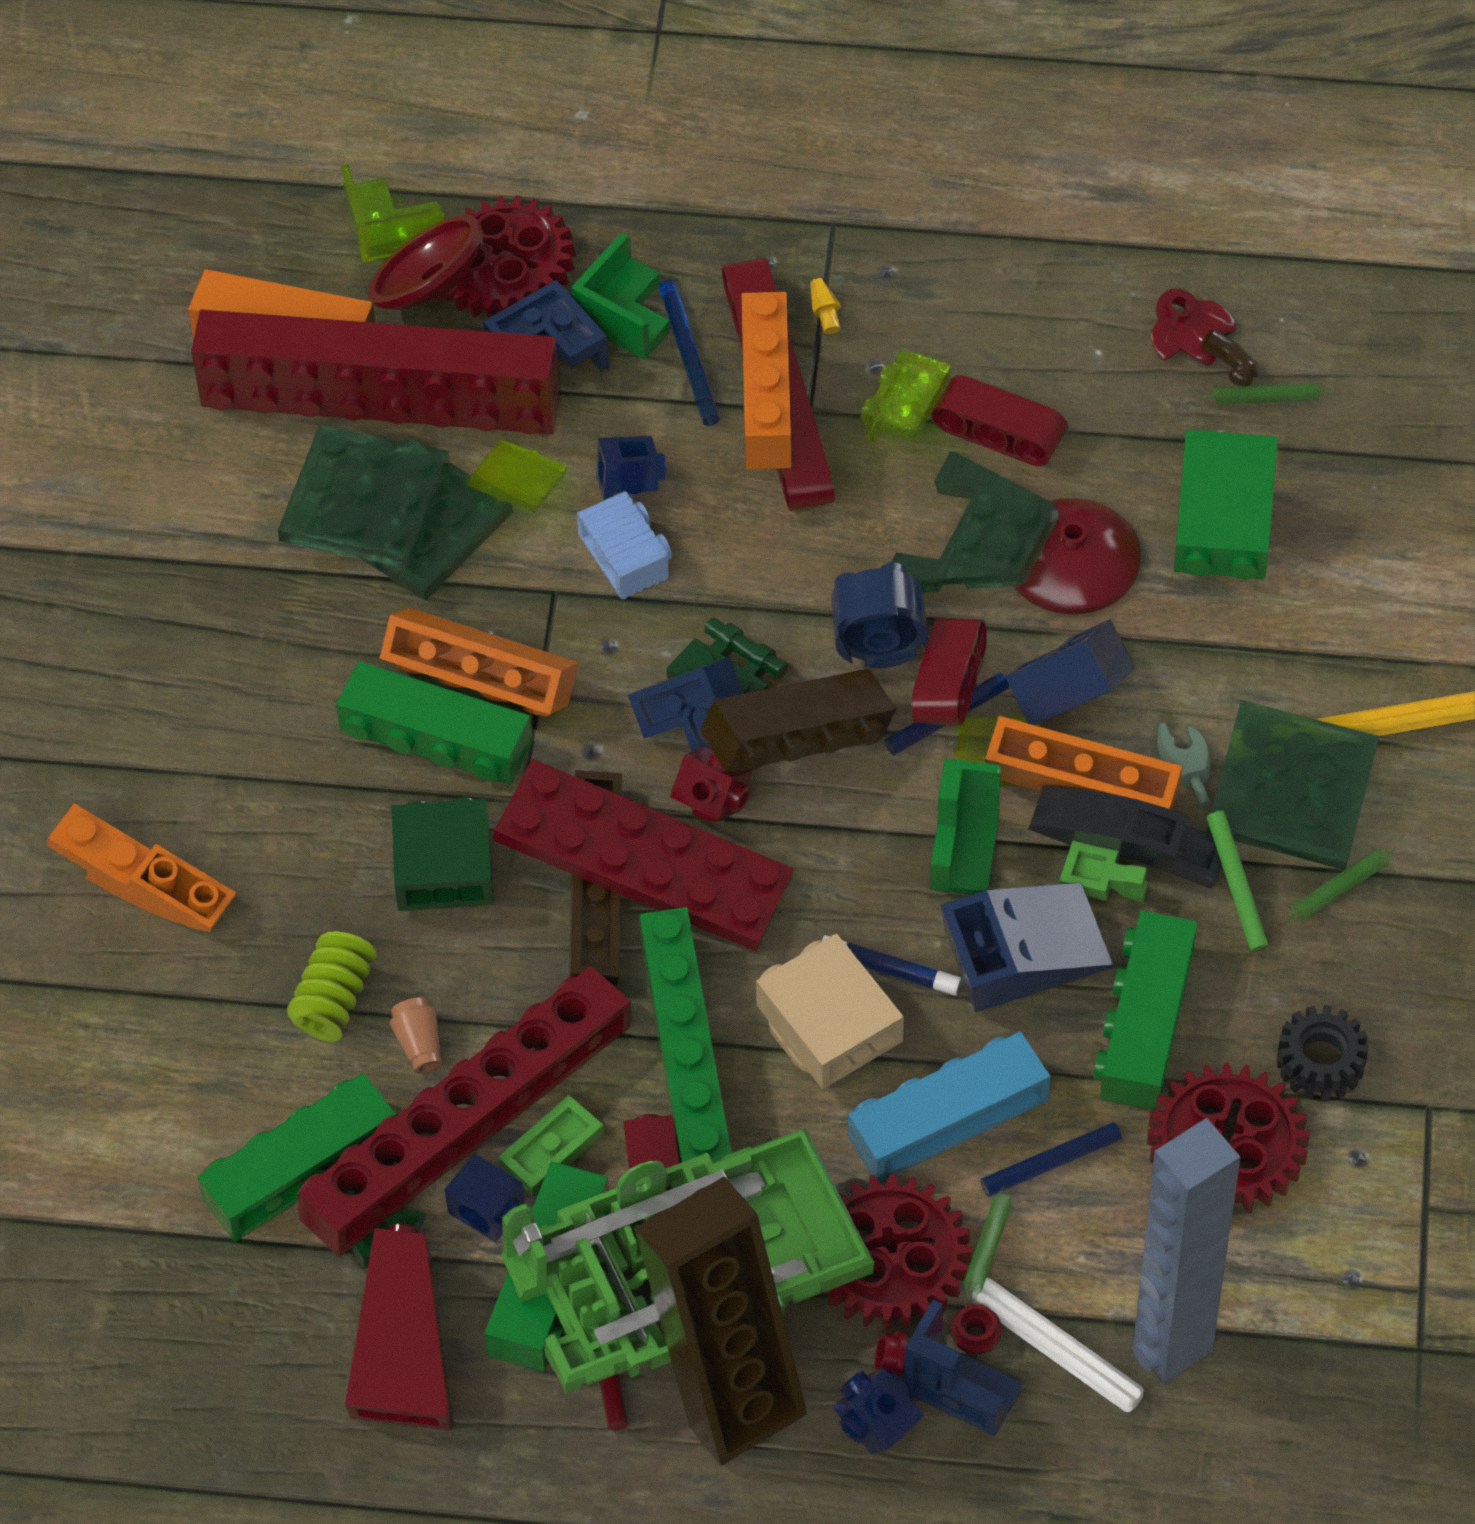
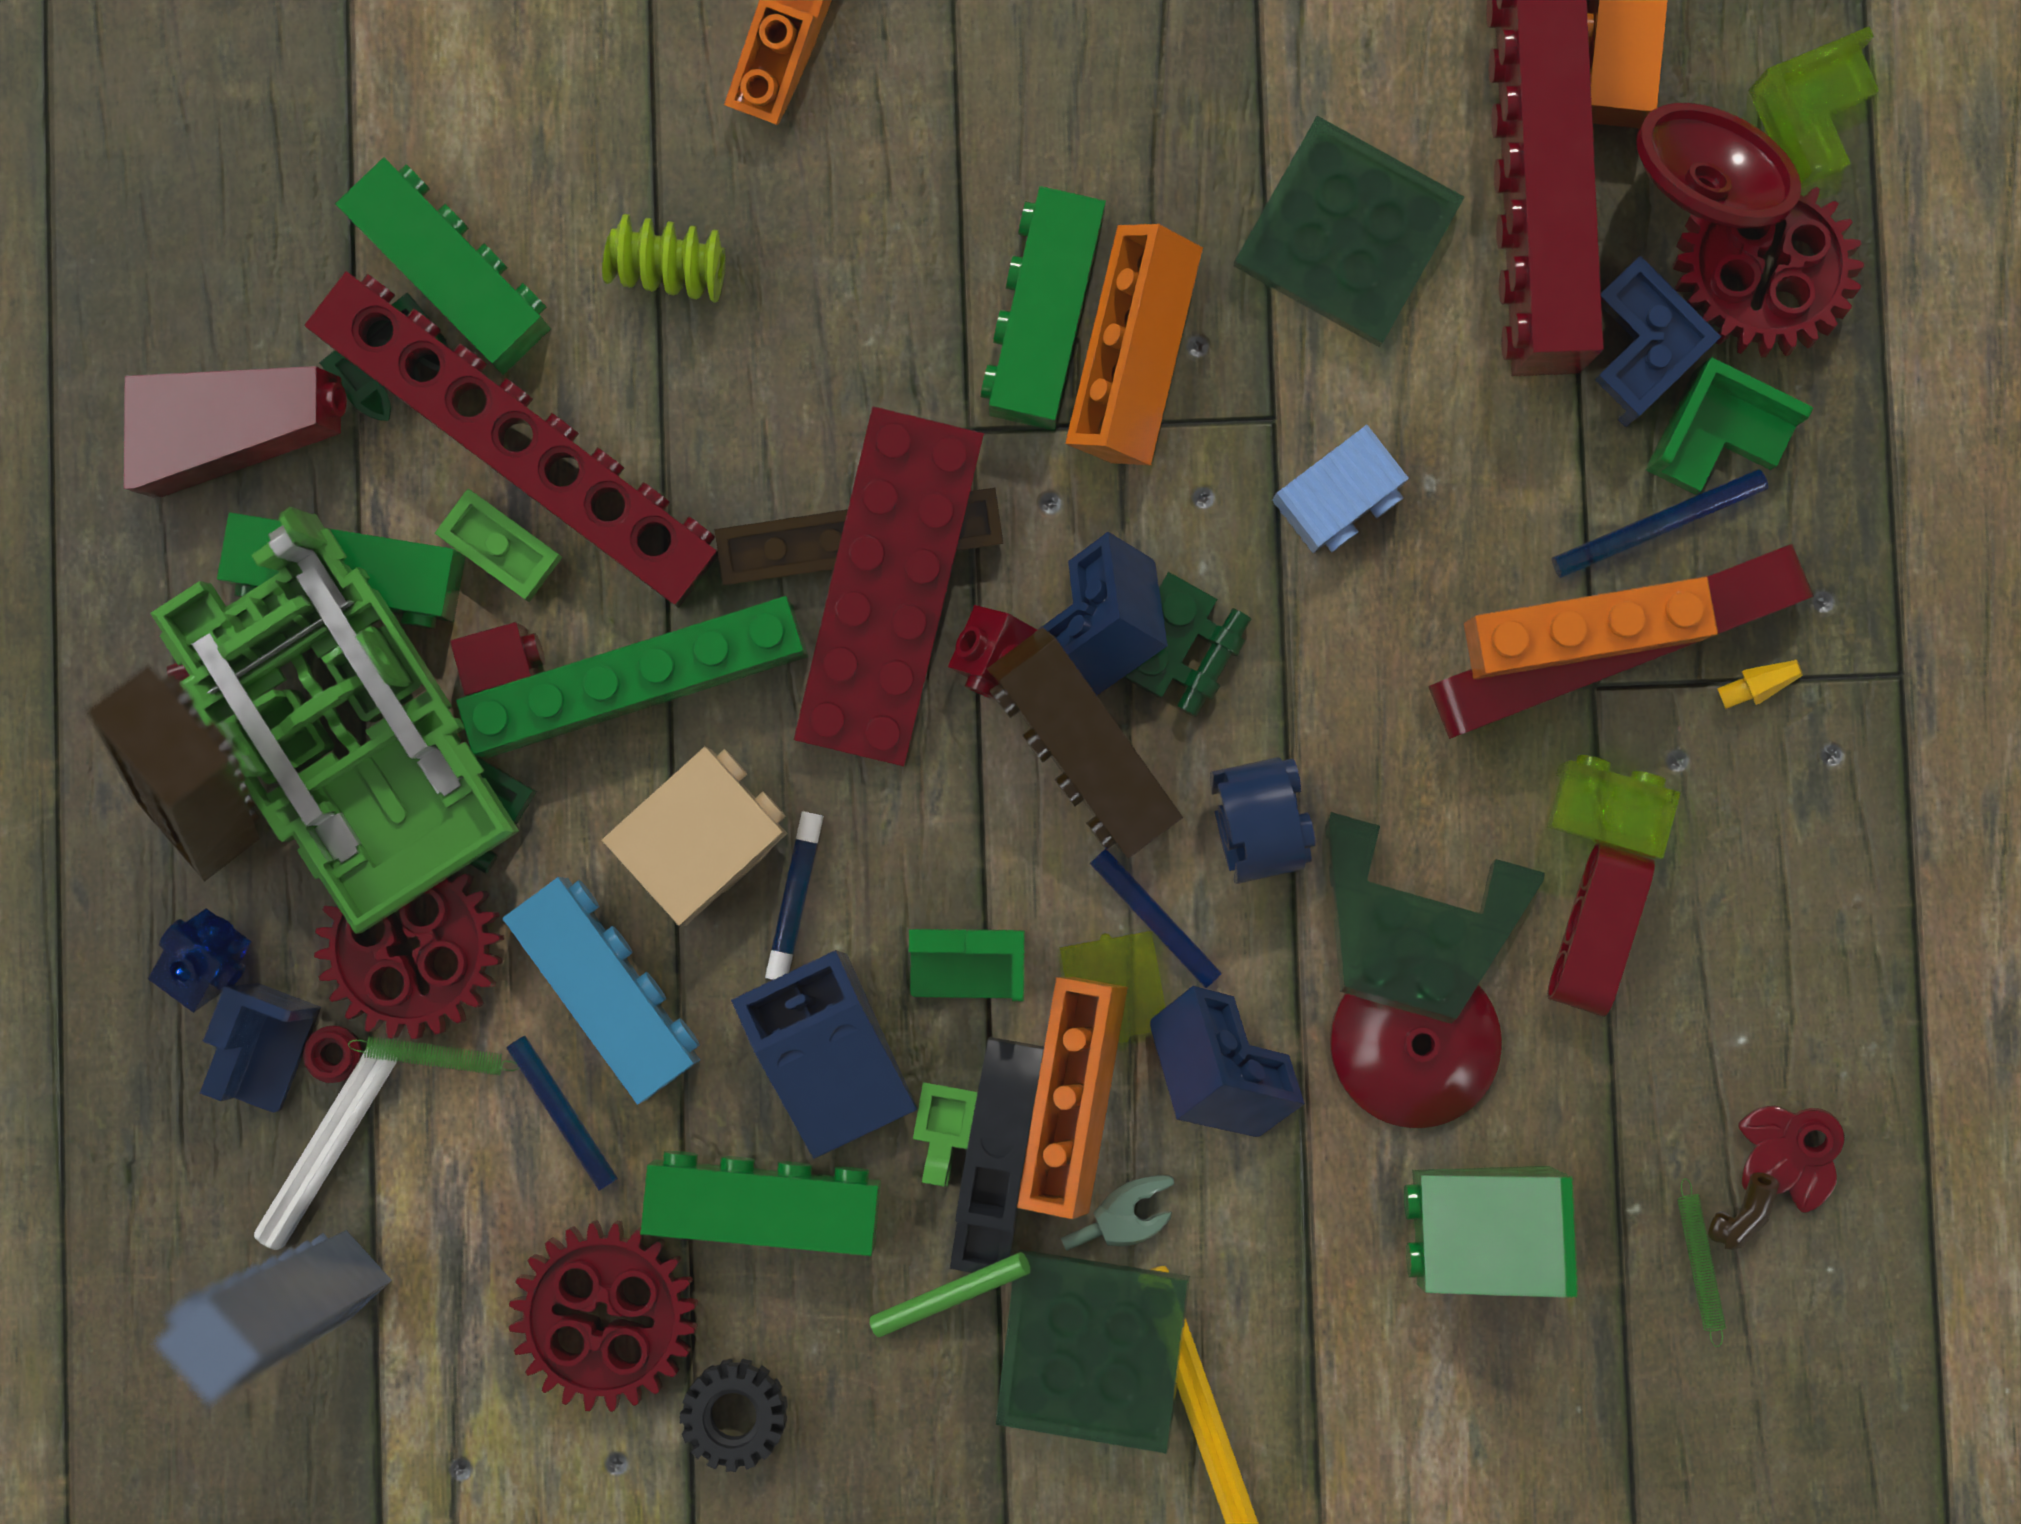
camera: 85 degrees right, 30 degrees up
(364, 496) = (1358, 160): clear green plate -> none
(417, 1033) = (622, 369): nougat cone -> none
(442, 854) = (858, 350): dark green brick -> none
(482, 1196) = (417, 485): clear blue brick -> none
(517, 476) = (1427, 342): clear neon green piece -> none
(628, 465) = (1459, 478): clear blue brick -> none
(891, 1353) = (278, 968): dark red plate -> none
(949, 671) = (1200, 915): dark red beam -> none
(1349, 874) = (985, 1421): bright green piece -> none

